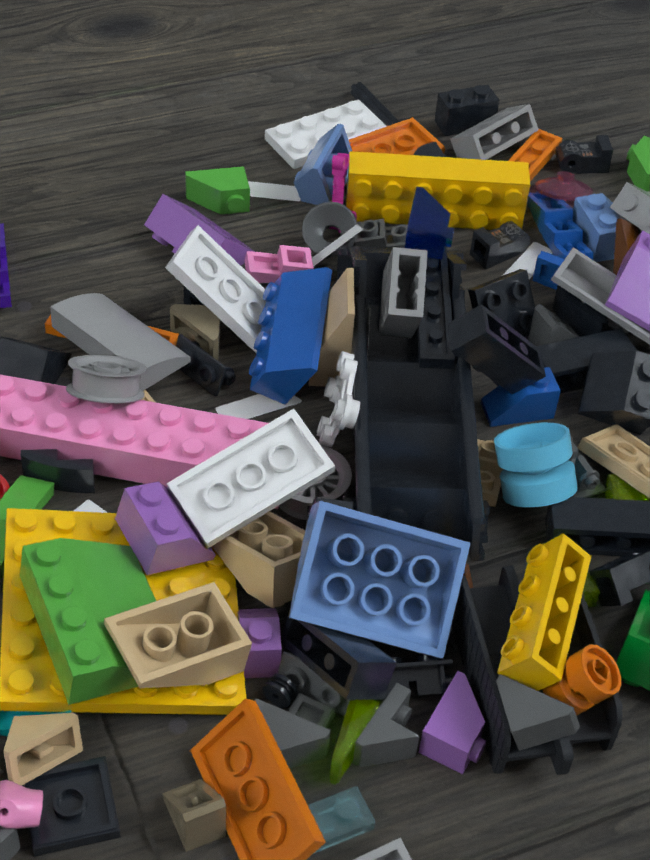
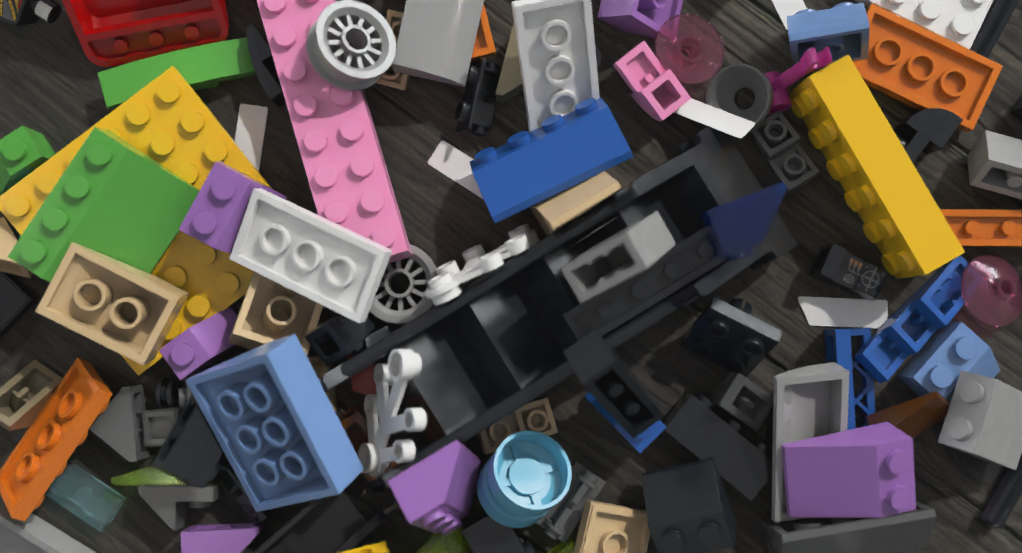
camera: 60 degrees right, 40 degrees up
(269, 238) = (698, 39): none -> clear pink dish
(425, 513) = (374, 455): none -> white plant
(510, 506) = (439, 488): none -> medium lavender slope

